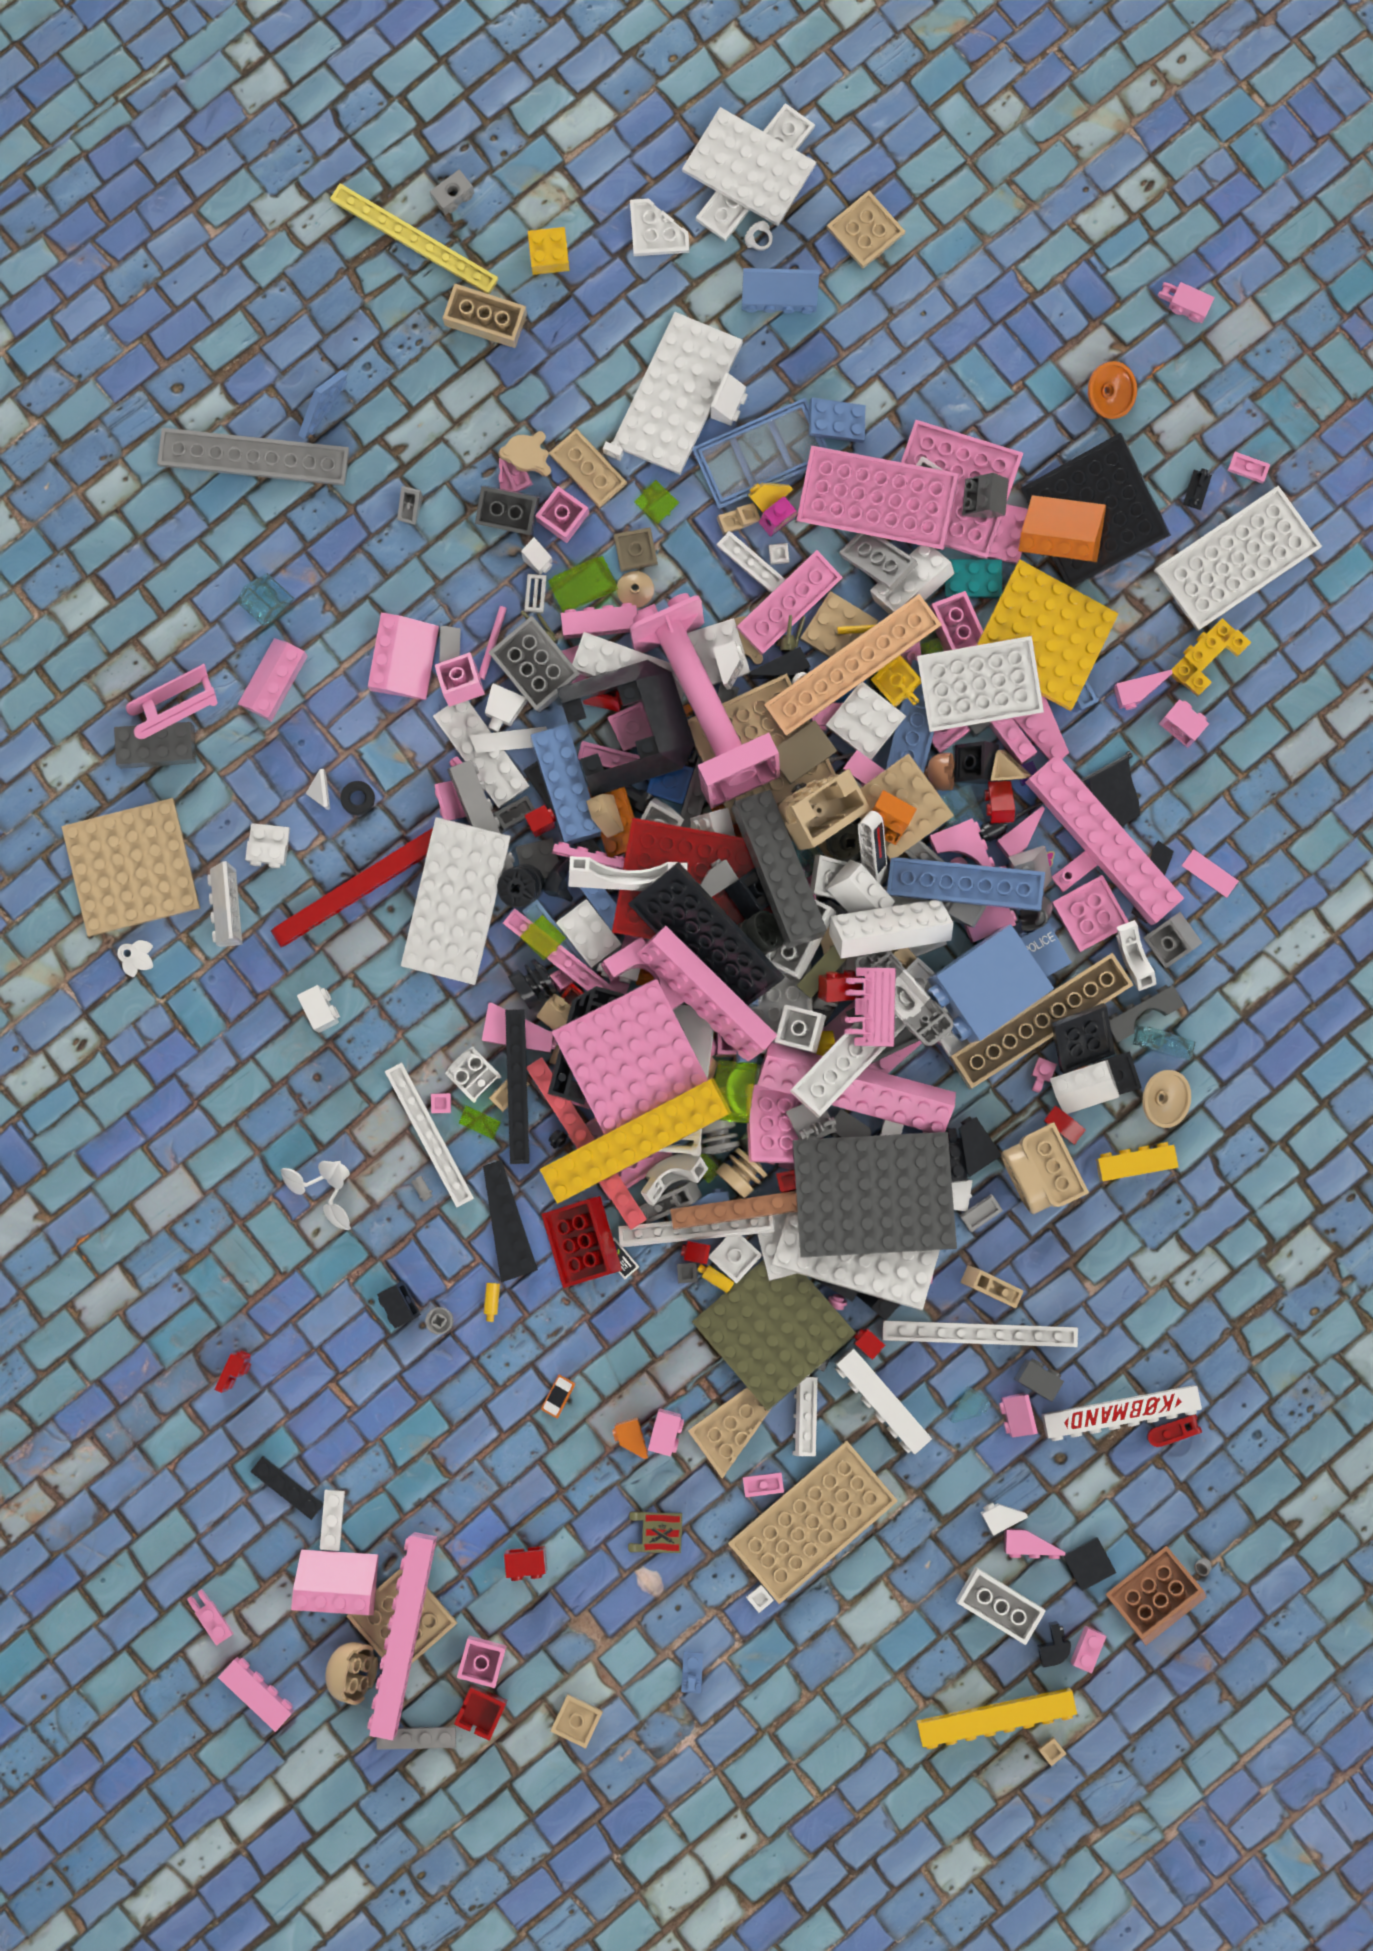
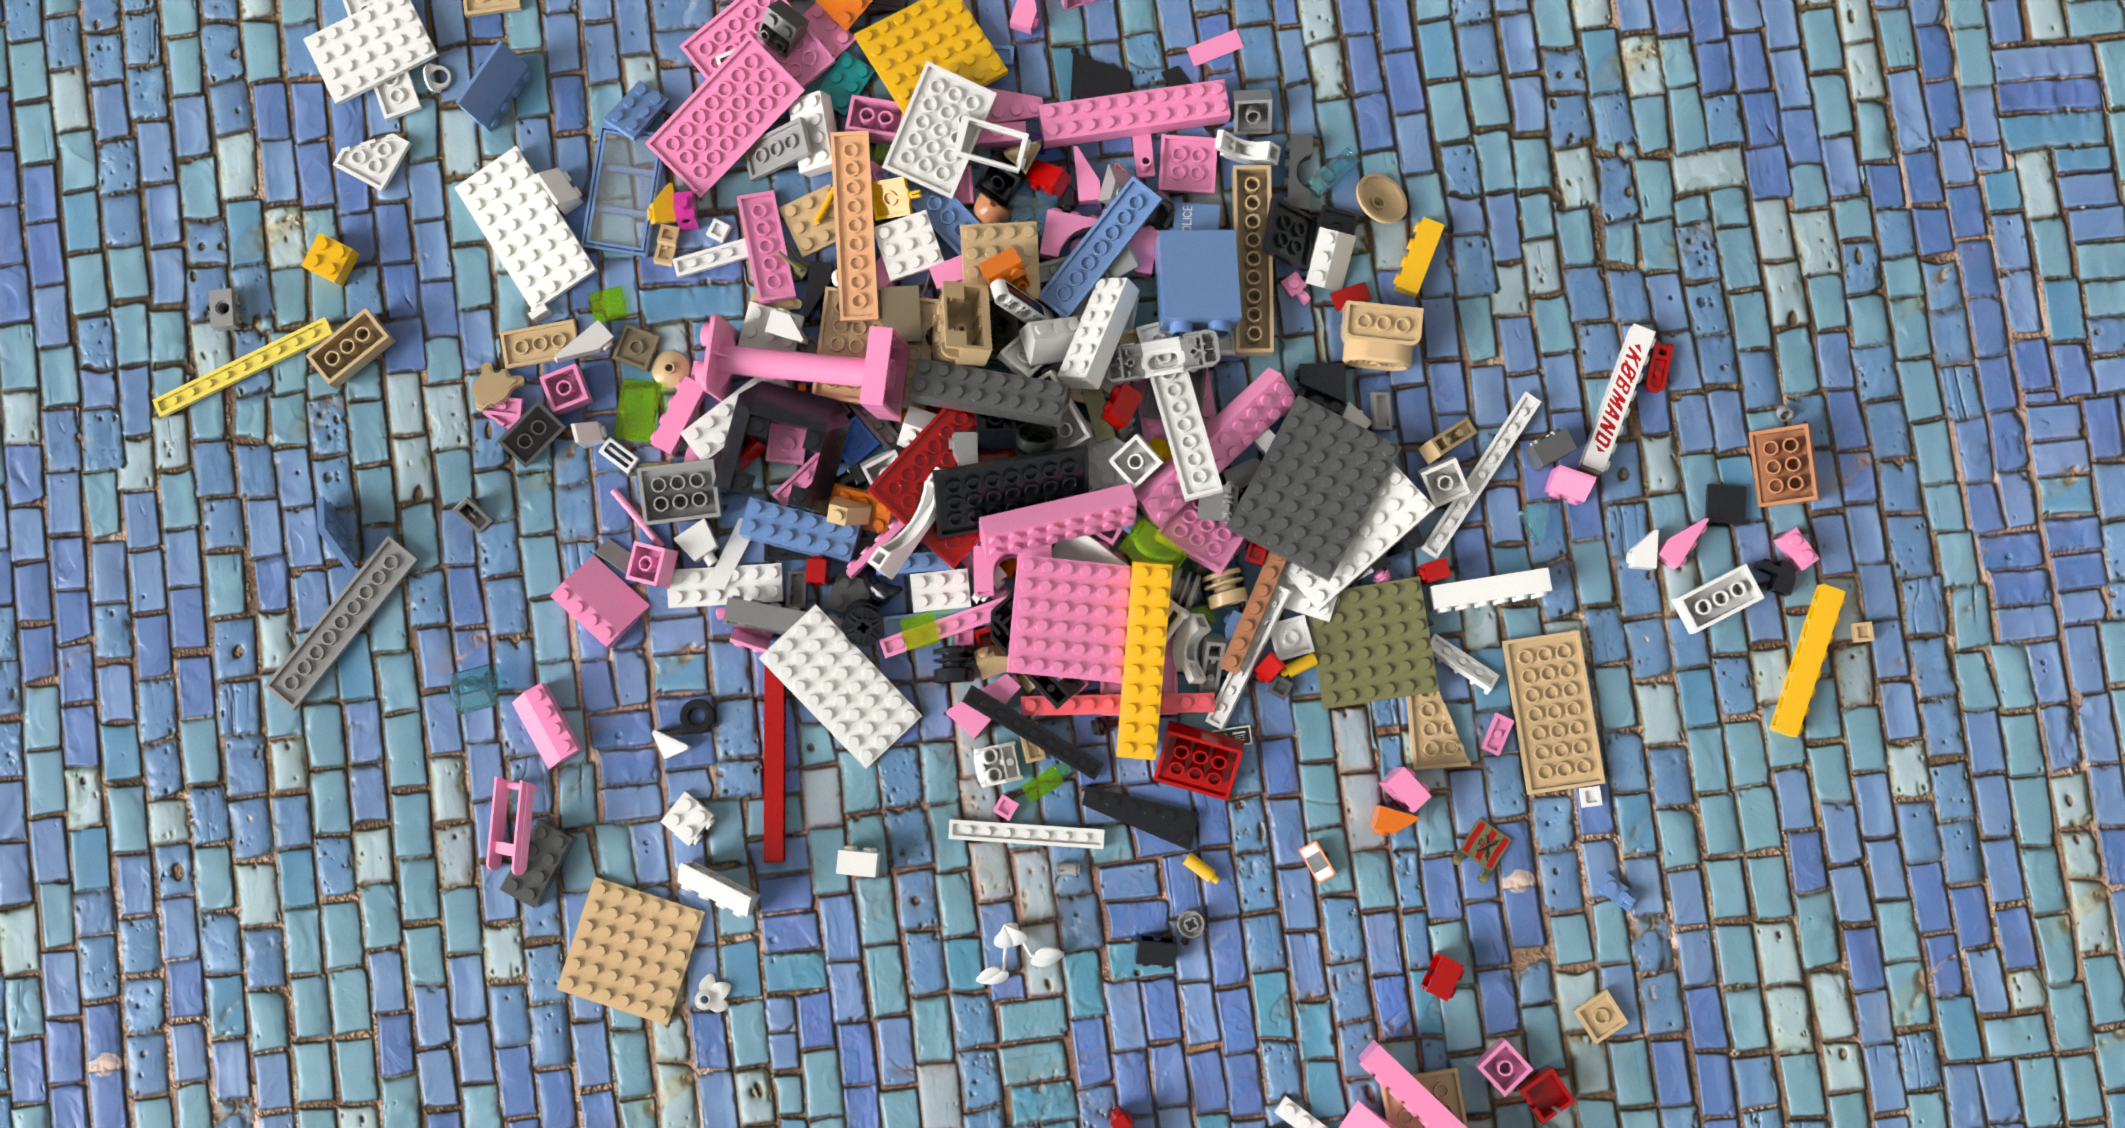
camera: 55 degrees left, 0 degrees up
(613, 507) = (588, 343): none -> white slope
(876, 1006) = (1158, 385): bright pink hinge -> none
(952, 1304) = (1443, 481): none -> white slope
(987, 705) = (1025, 144): none -> white window

